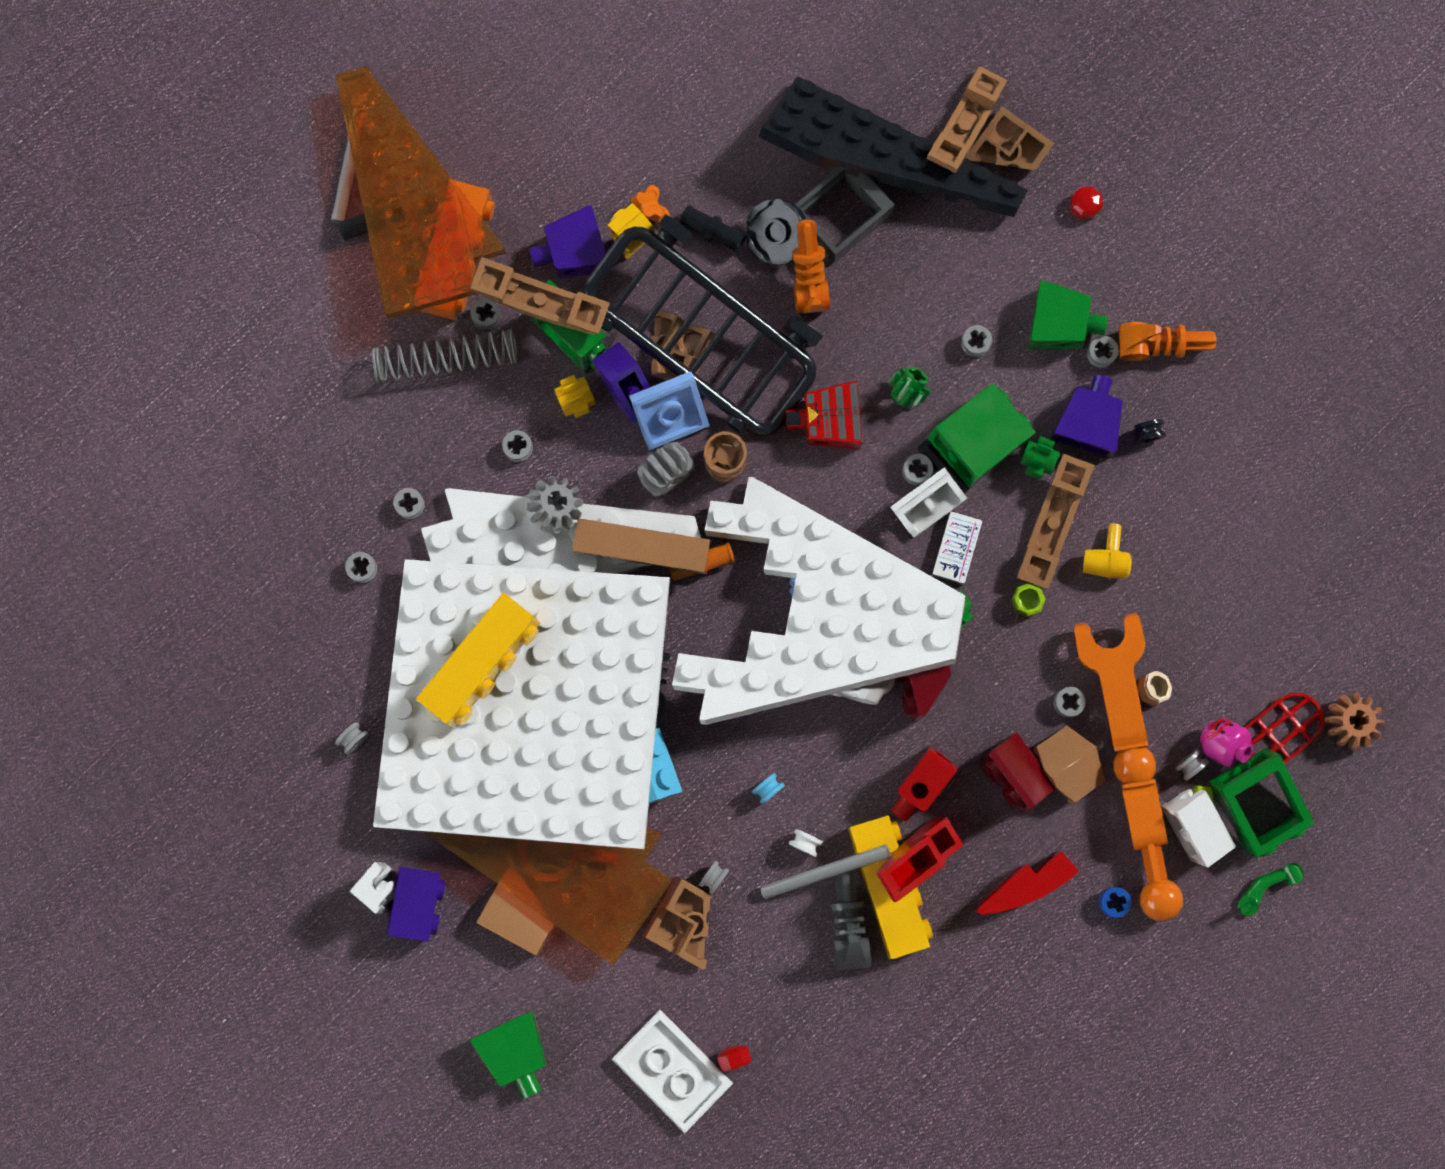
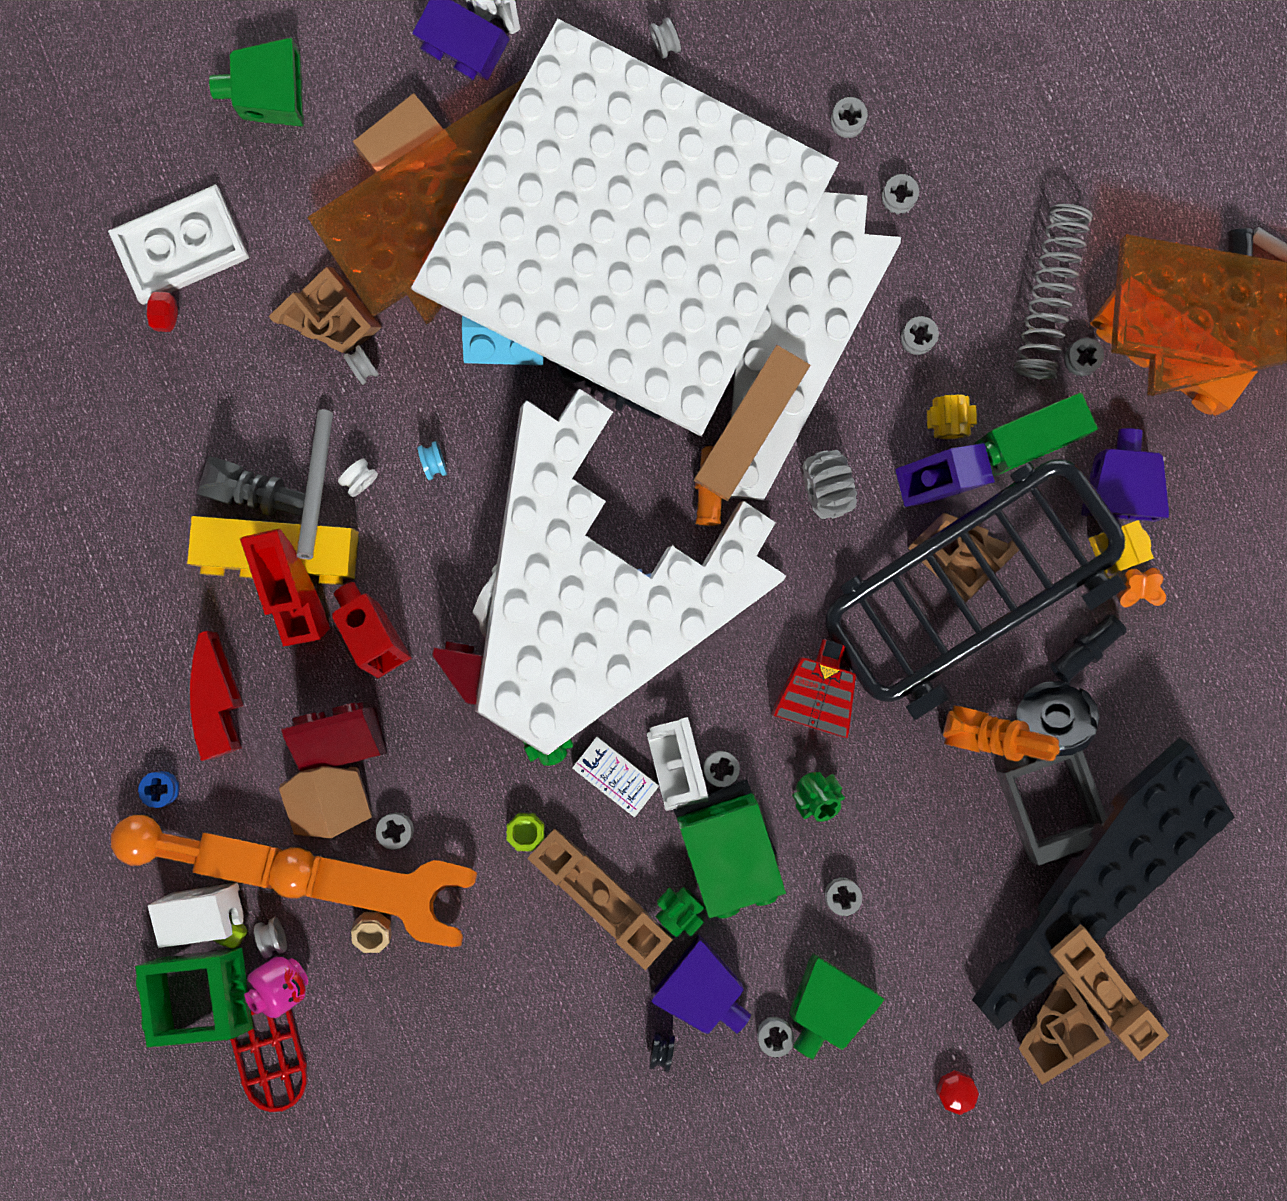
camera: 115 degrees right, 5 degrees up
(479, 661) = (689, 188): yellow brick -> none
(538, 298) = (1081, 403): medium nougat slope -> none
(547, 512) = (841, 356): light grey gear -> none
(669, 410) = (894, 513): light blue tile -> none
(725, 456) = (818, 555): medium nougat wheel -> none
(1109, 562) = (531, 940): yellow piece -> none
(1139, 338) = (772, 1085): orange piece -> none
(1251, 899) = (98, 938): green piece -> none
(1361, 710) = (228, 1143): nougat gear -> none

